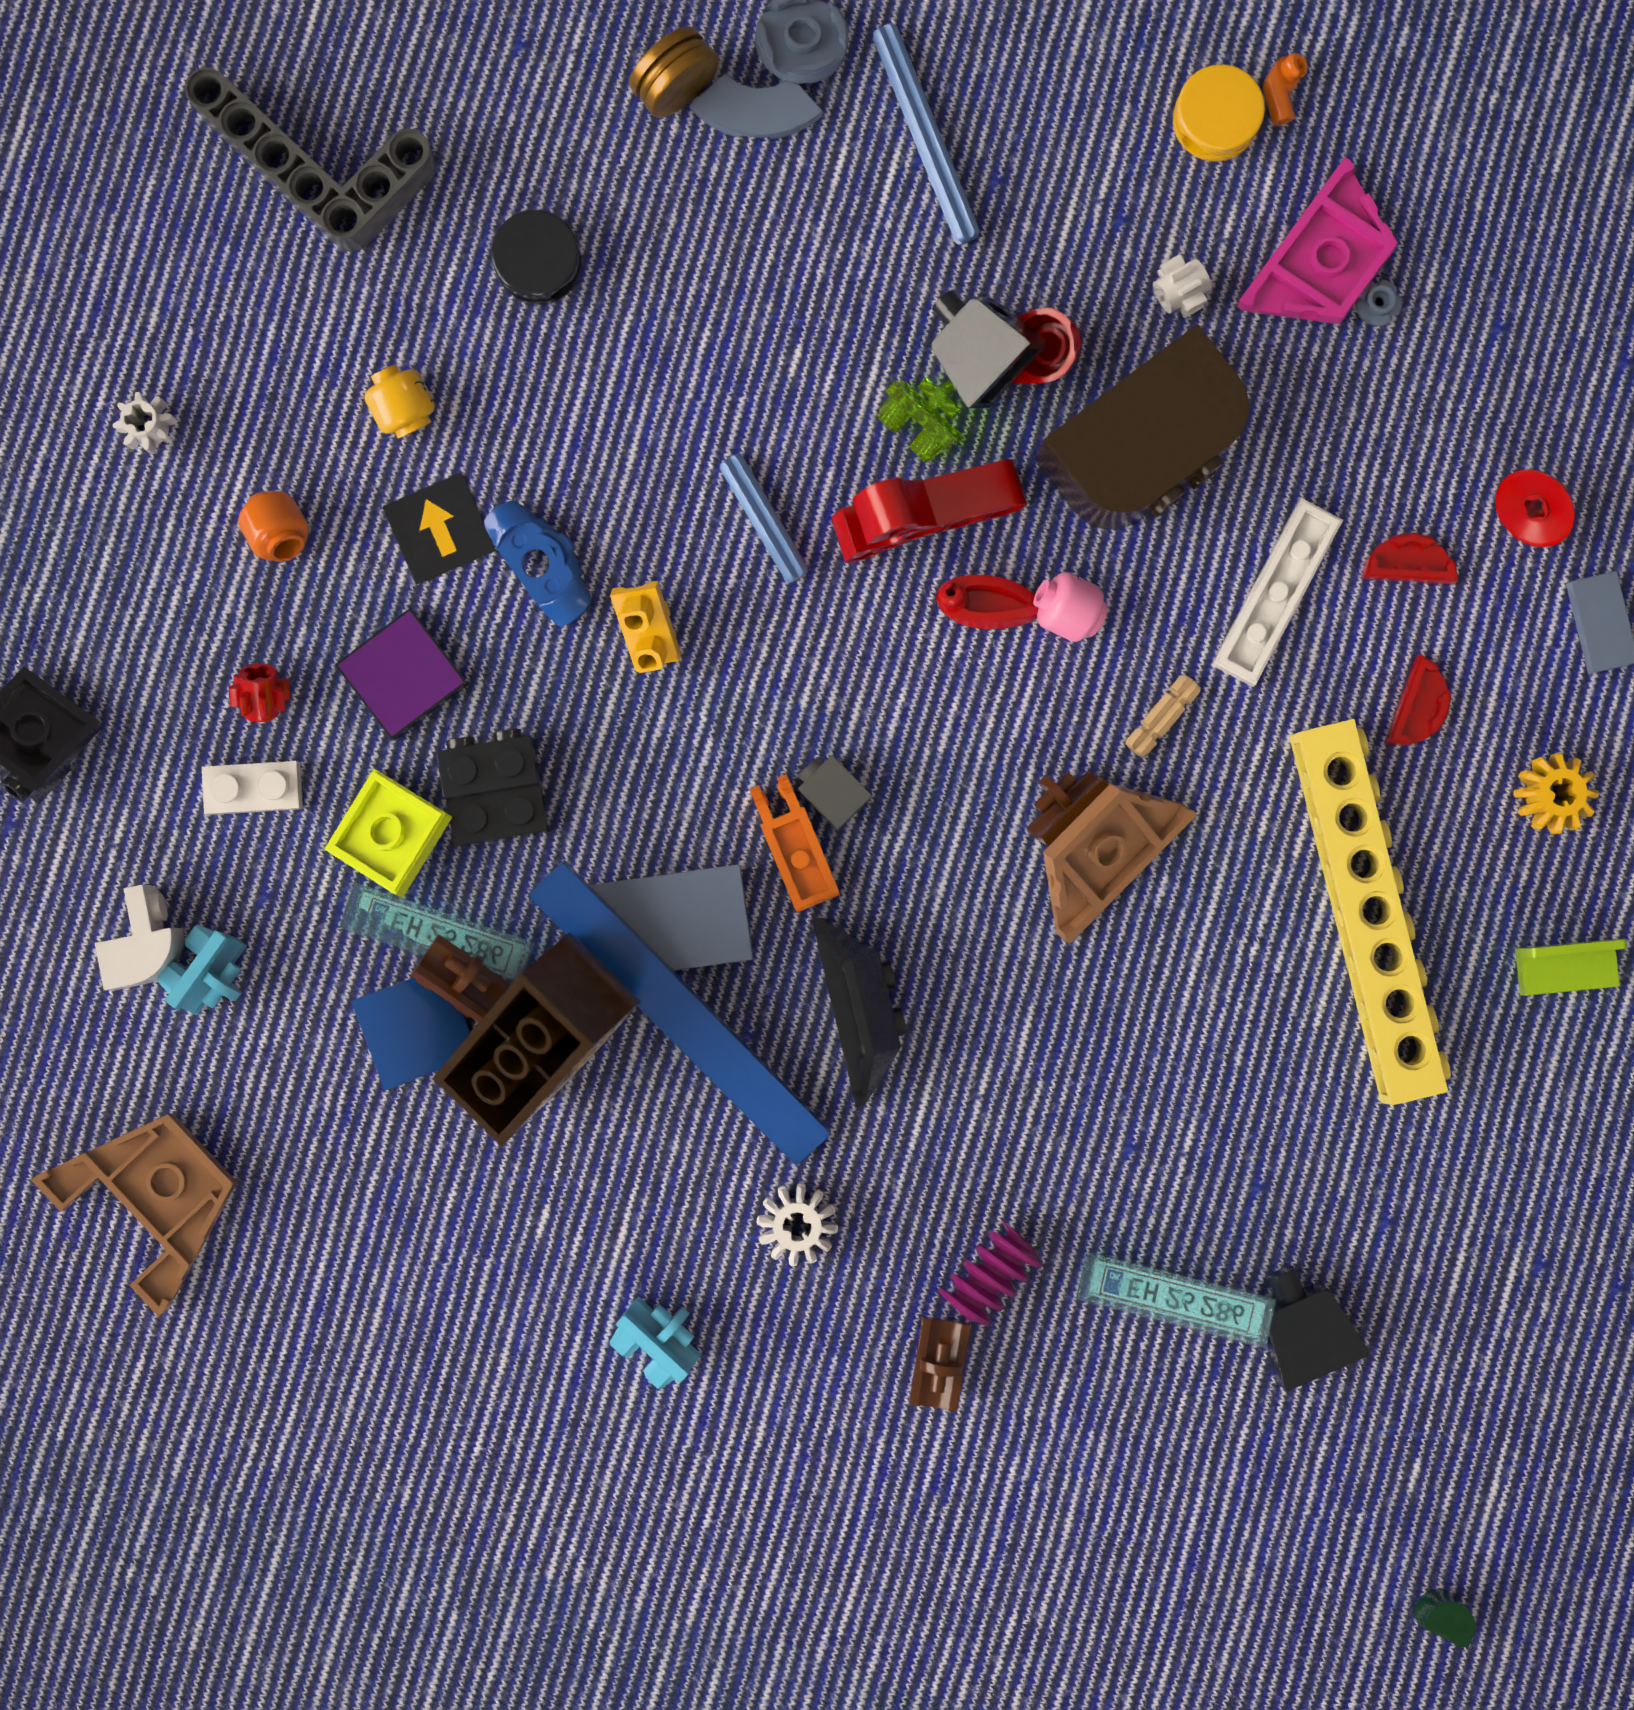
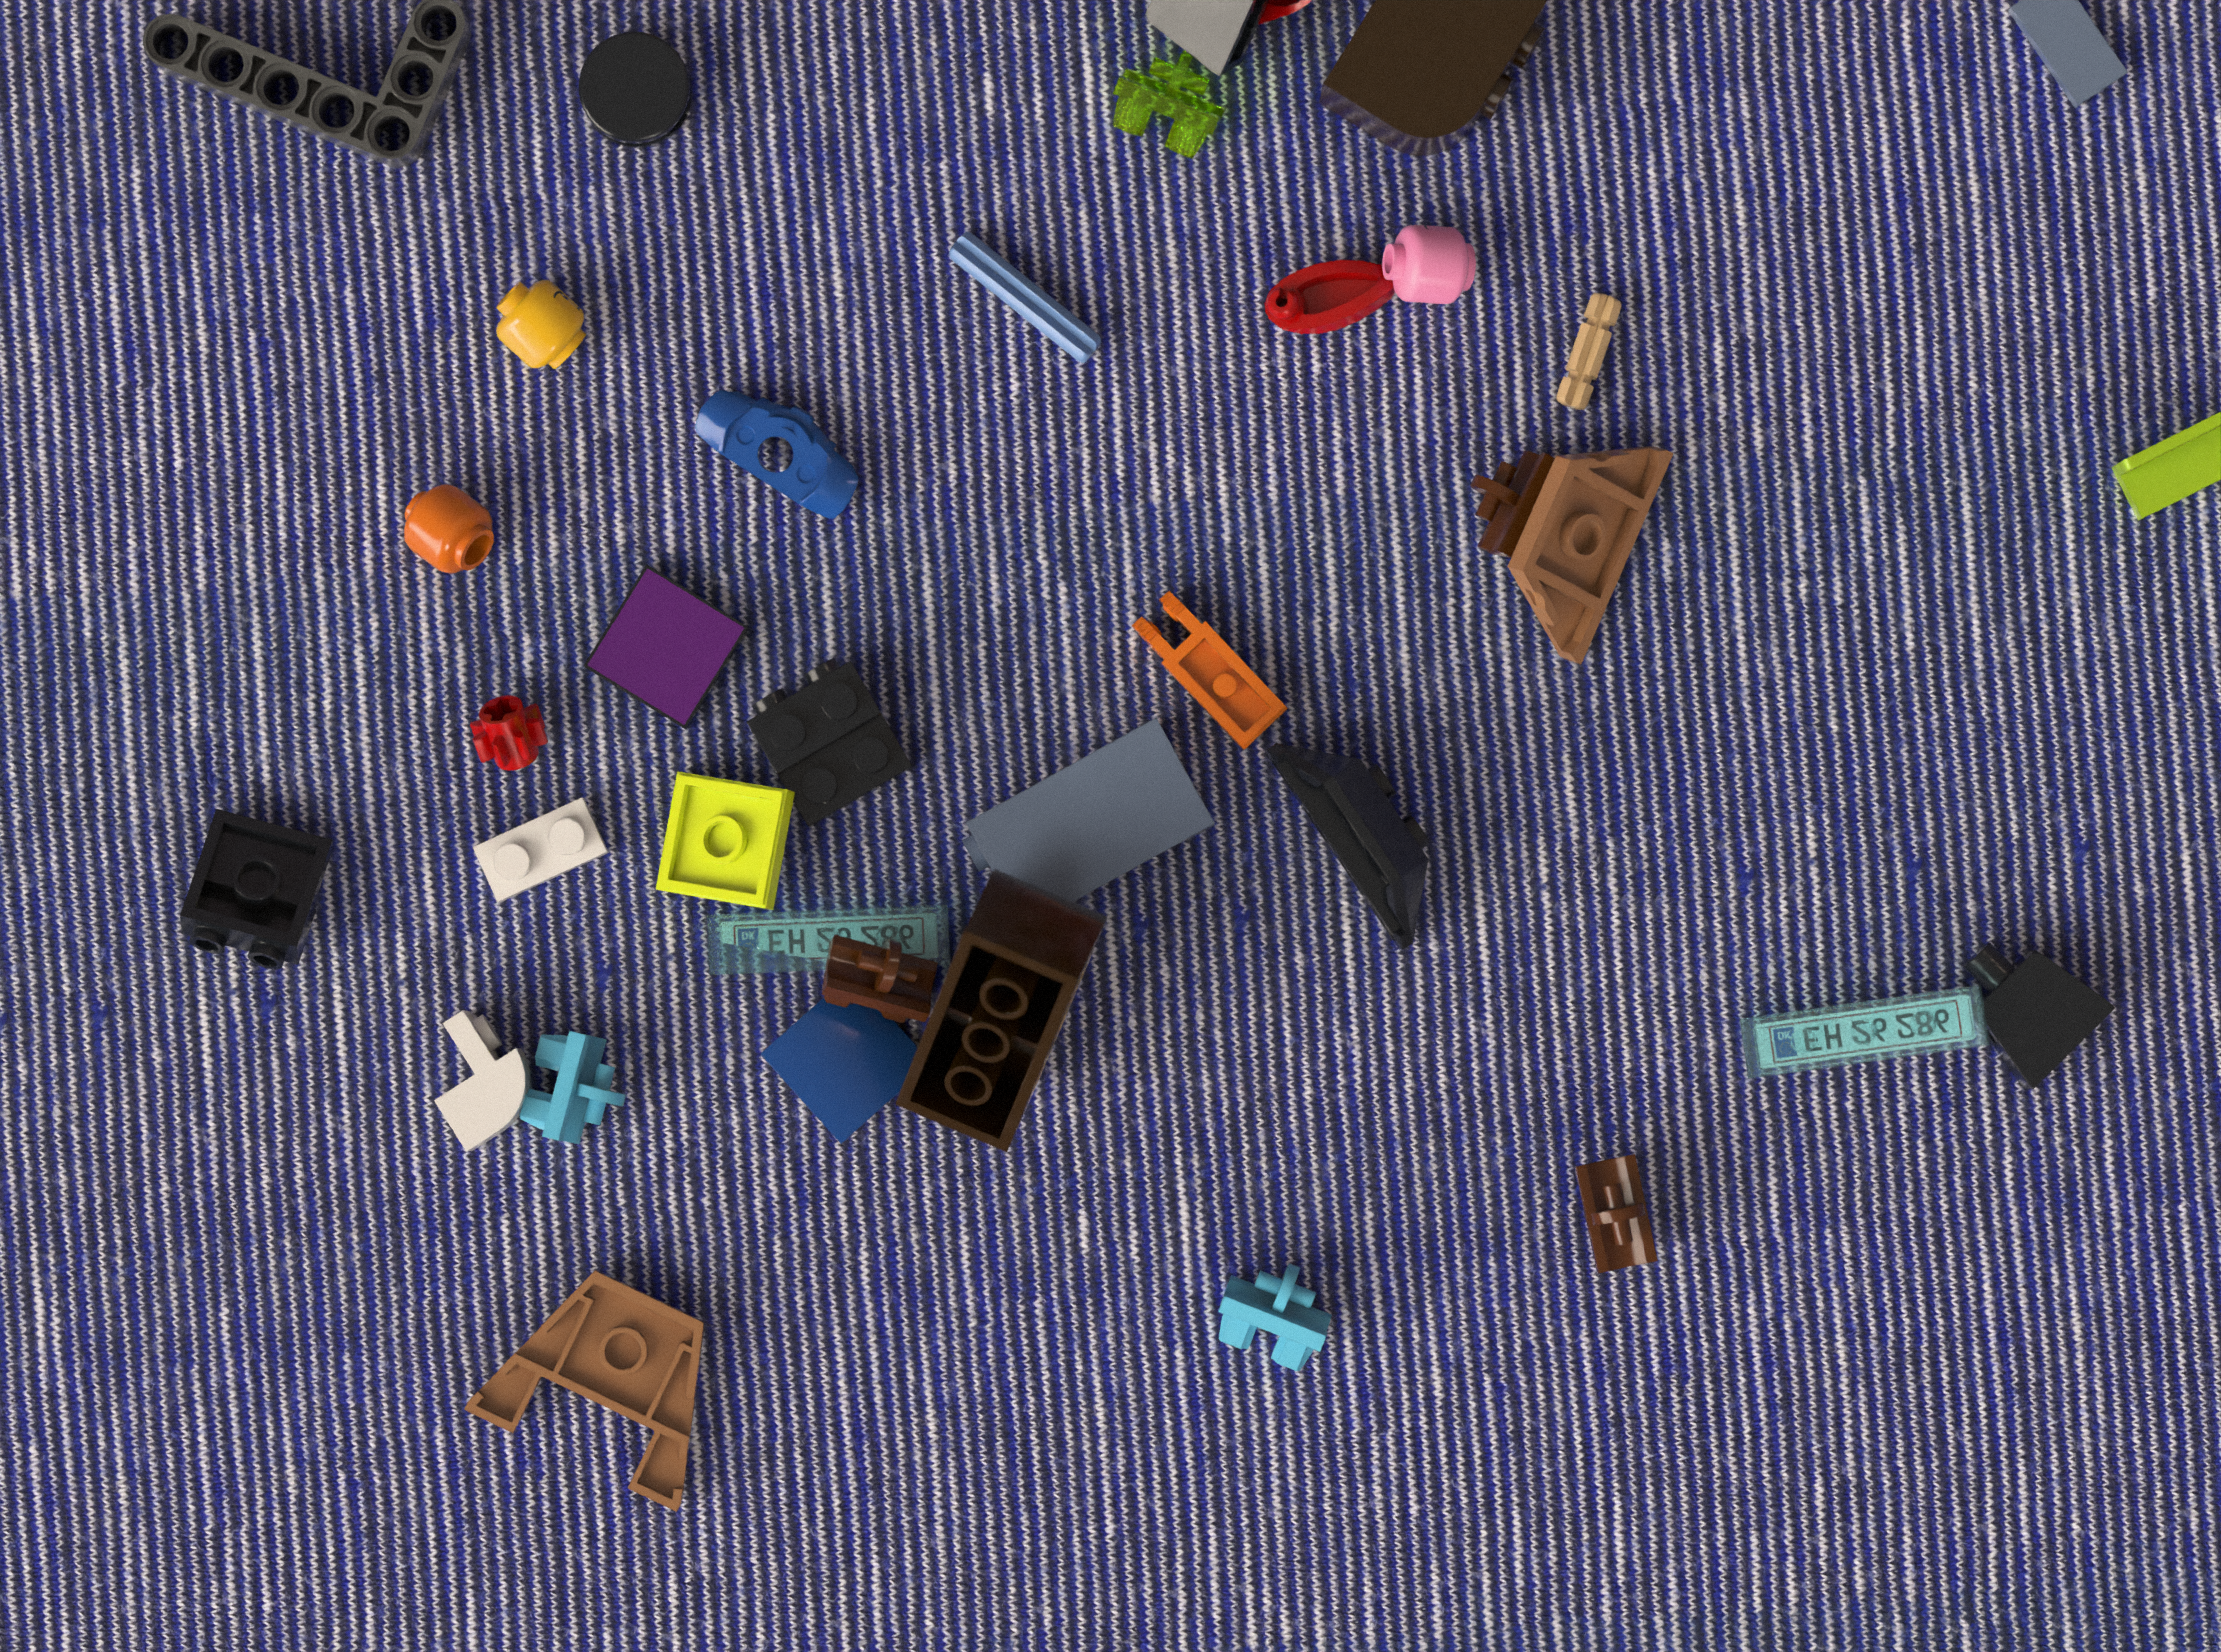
camera: 15 degrees left, 0 degrees up
(134, 415) = (263, 467): white gear -> none
(438, 528) = (641, 457): black sticker -> none
(646, 626) = (937, 480): yellow hips -> none
(681, 1013) = (1159, 920): blue tile -> none
(783, 1233) = (1376, 1133): white gear -> none
(832, 791) = (1232, 590): dark grey brick -> none
(906, 510) = (1209, 216): red beam -> none
(992, 1275) = (1638, 1086): magenta piece -> none
(1277, 592) = (1668, 152): white tile -> none
(1410, 559) = (1812, 52): red tile -> none
(1421, 706) = (1891, 221): red tile -> none
(1429, 1069) = (1920, 525): light yellow brick -> none
(1571, 790) = (2071, 277): yellow gear -> none

